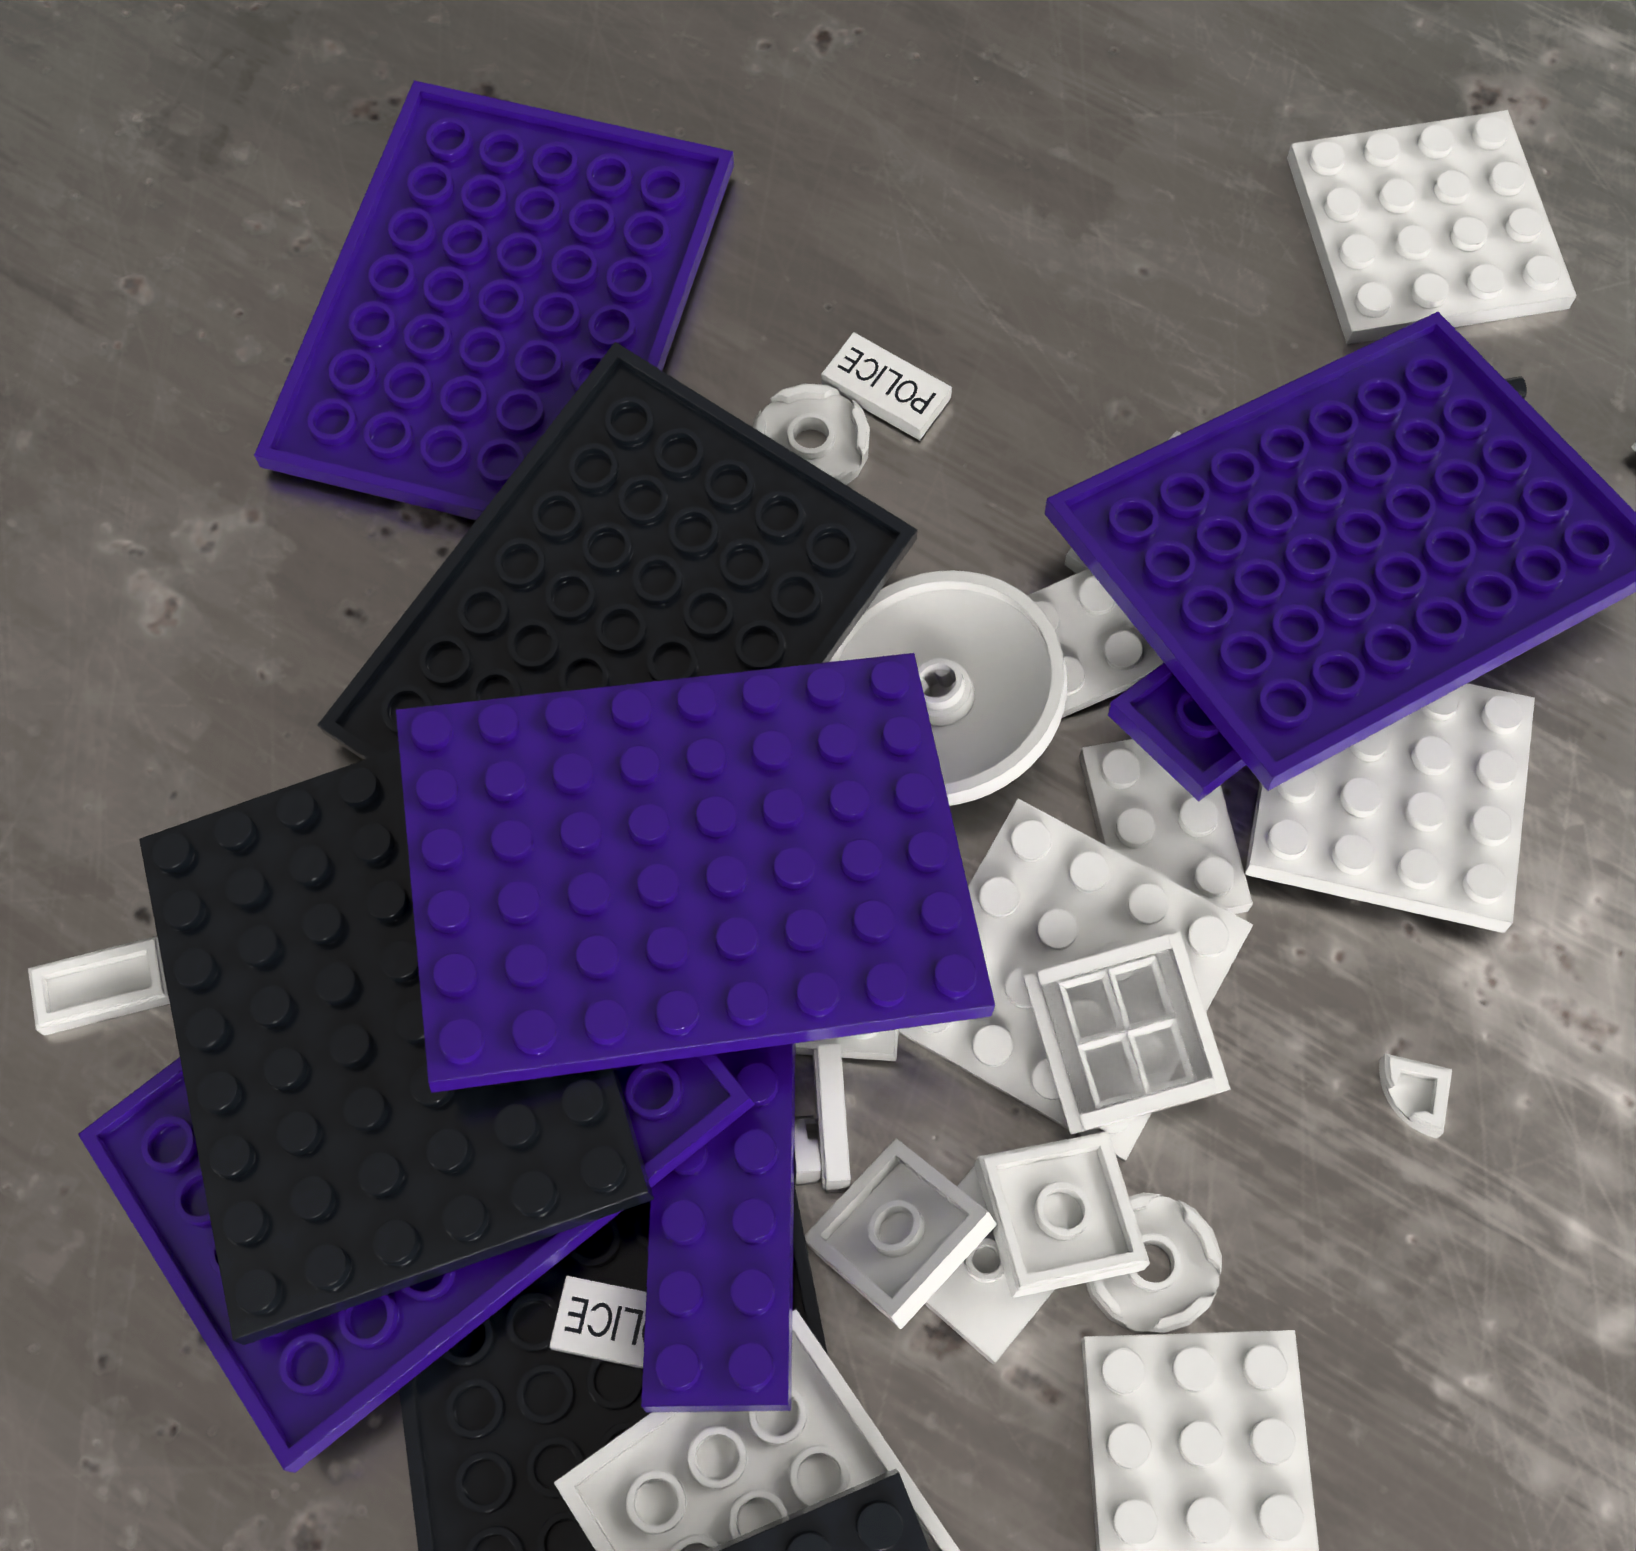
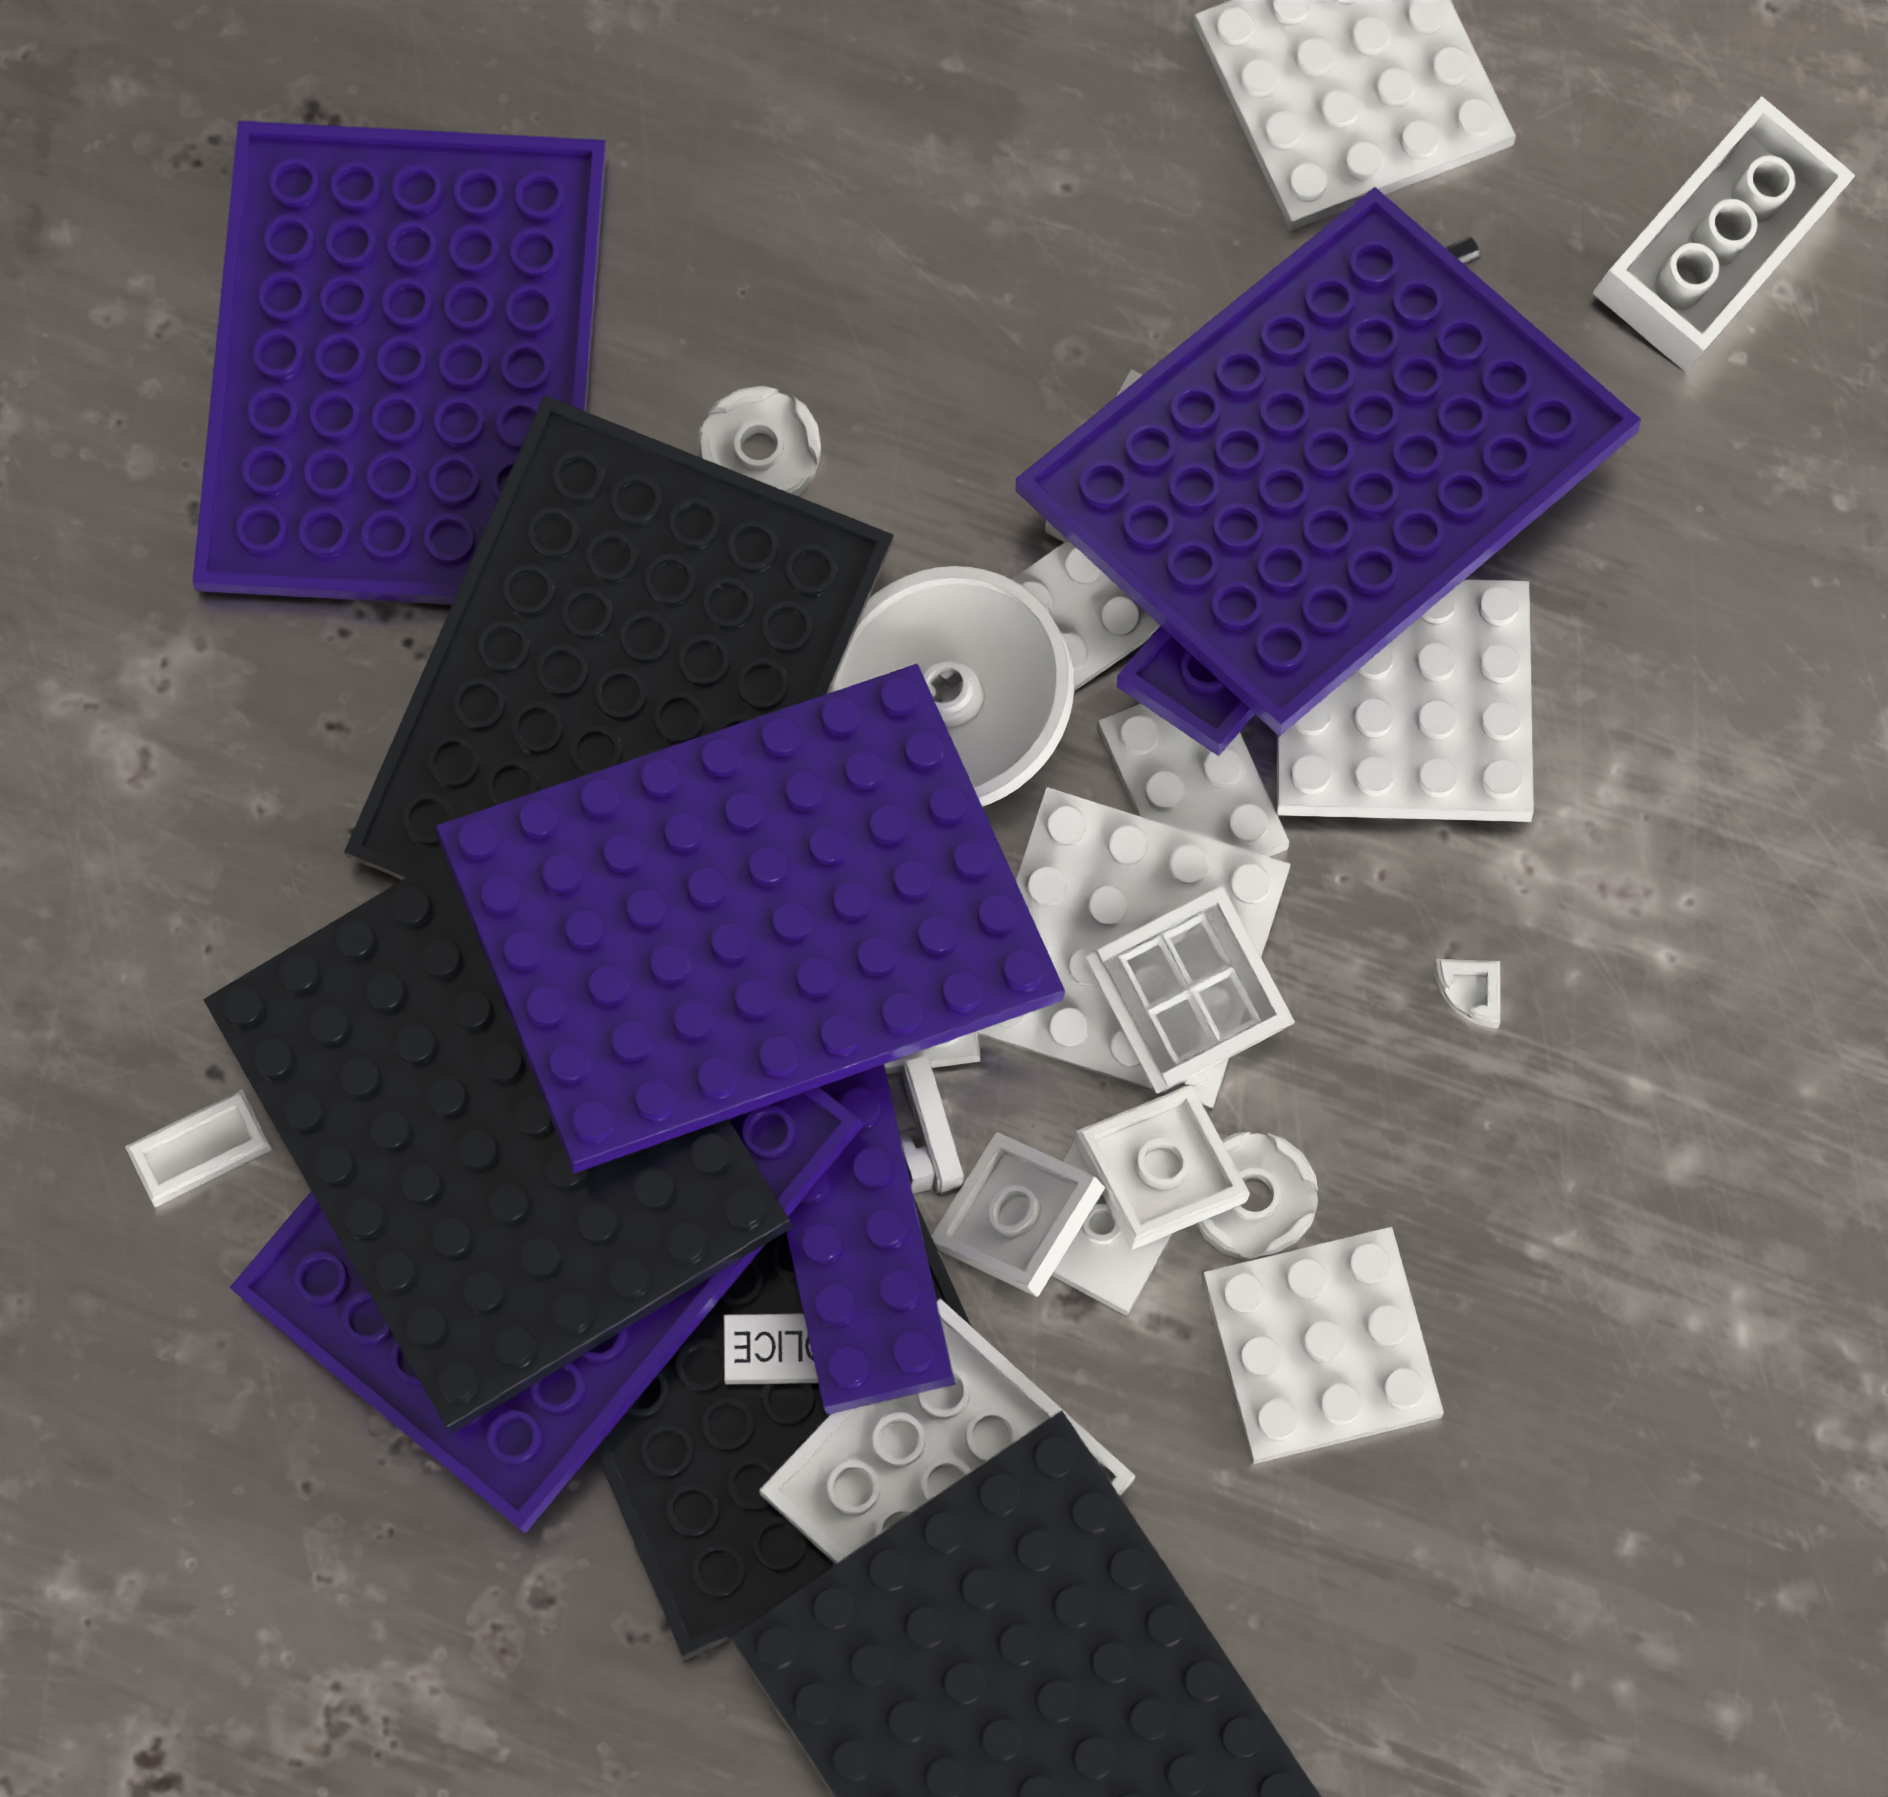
camera: 15 degrees left, 5 degrees up
(887, 386) = (824, 373): white tile -> none

